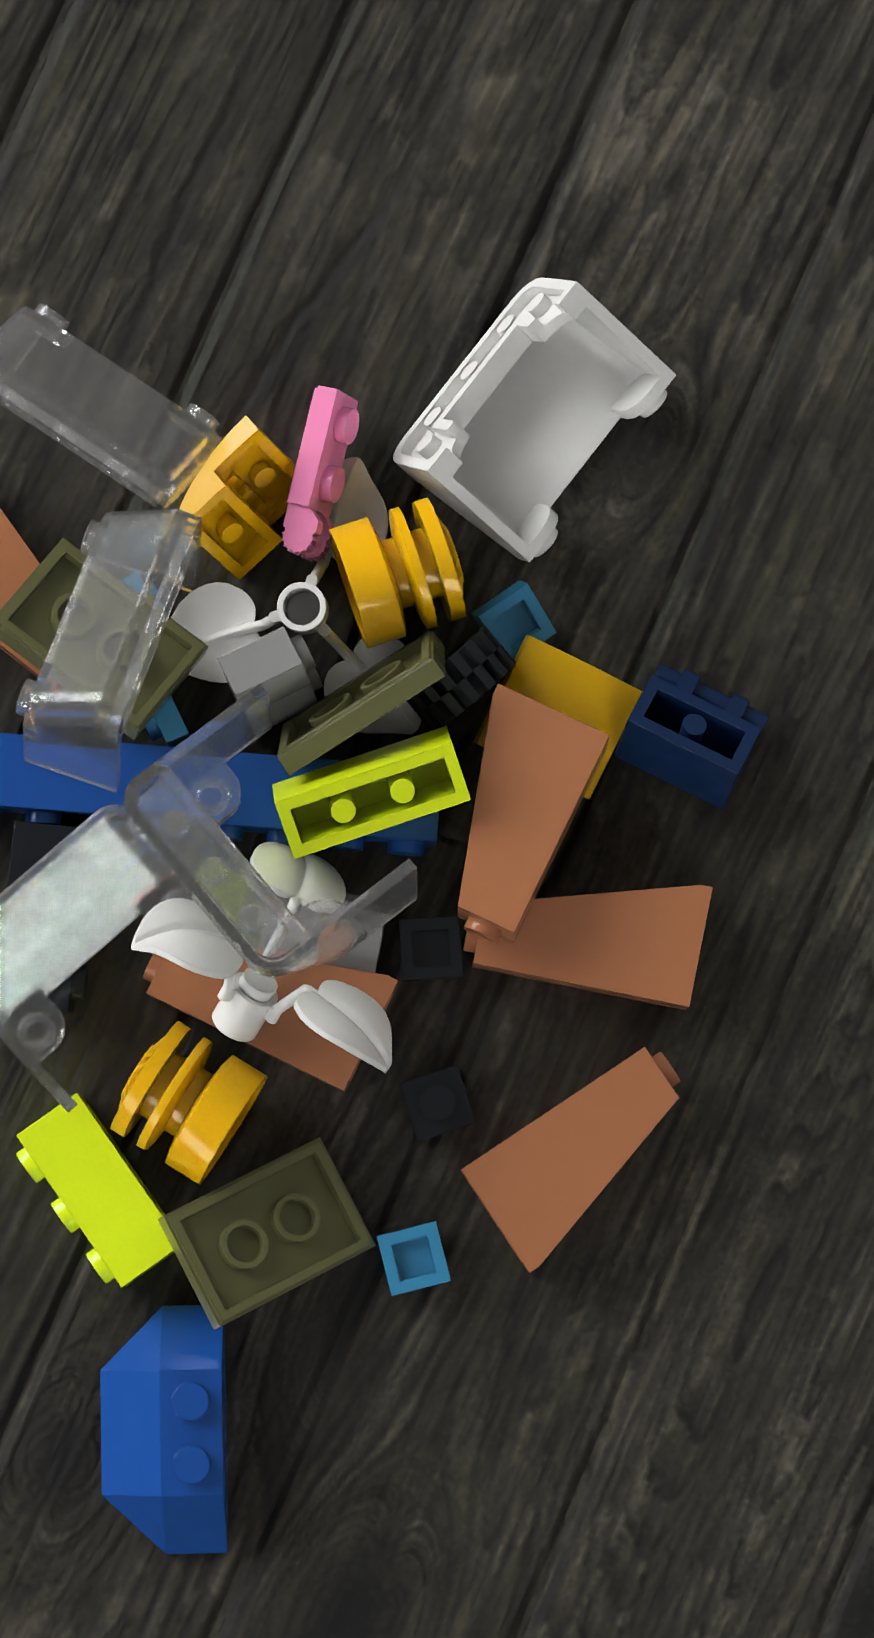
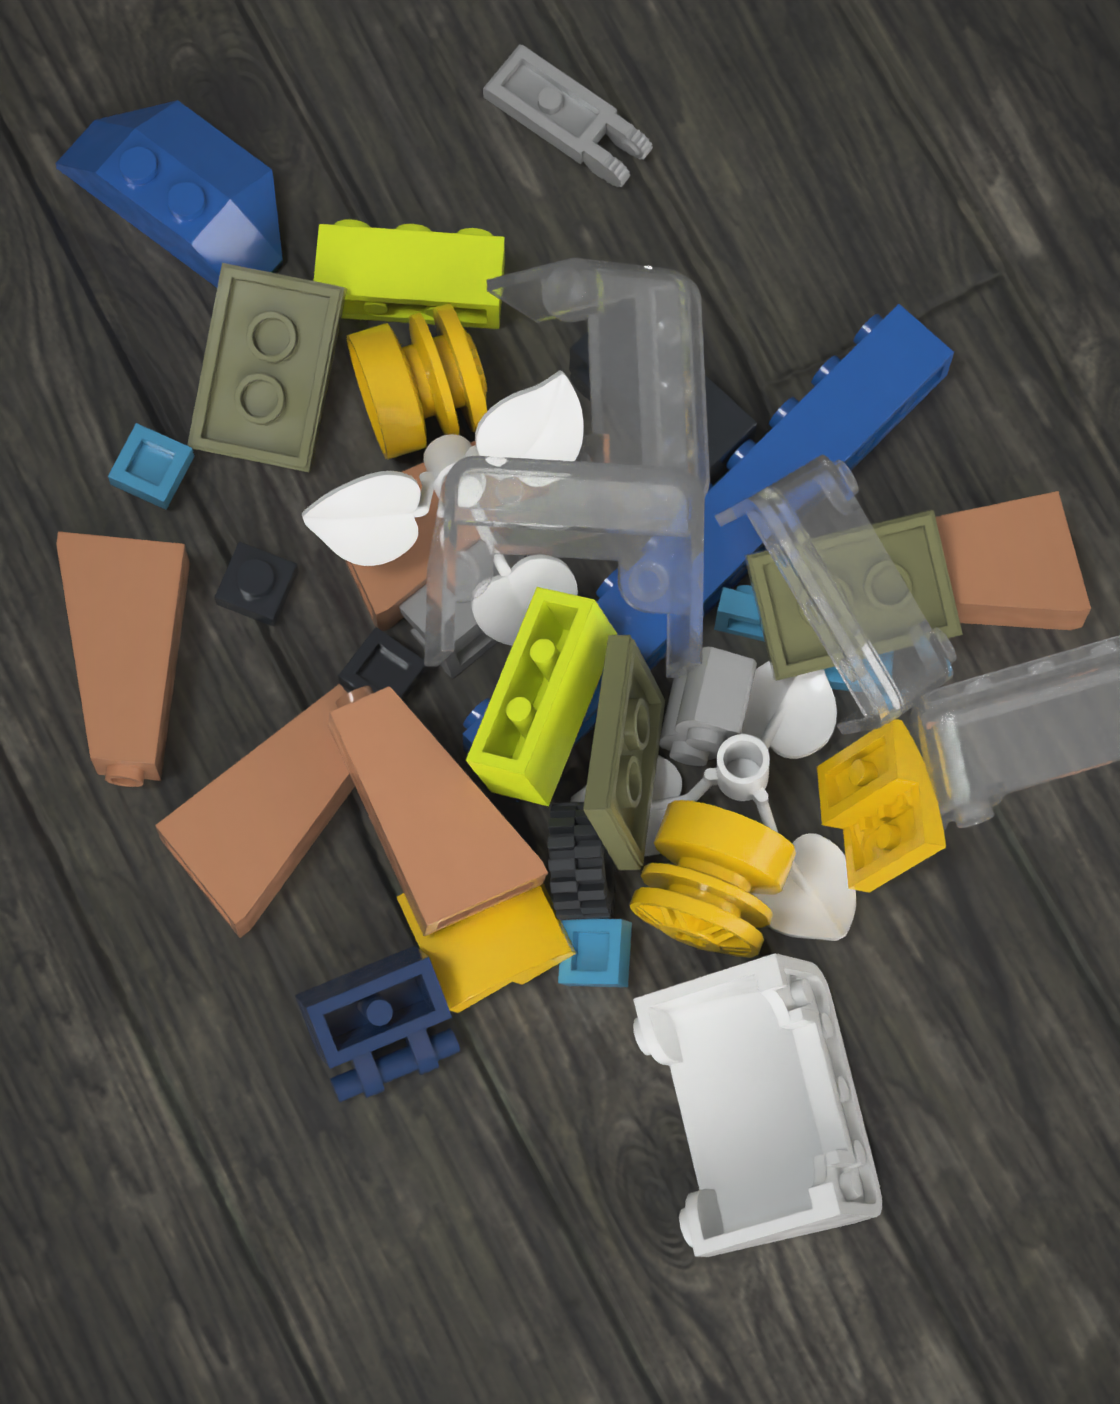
camera: 130 degrees right, 10 degrees down
(319, 472) = (854, 889): bright pink hinge -> none

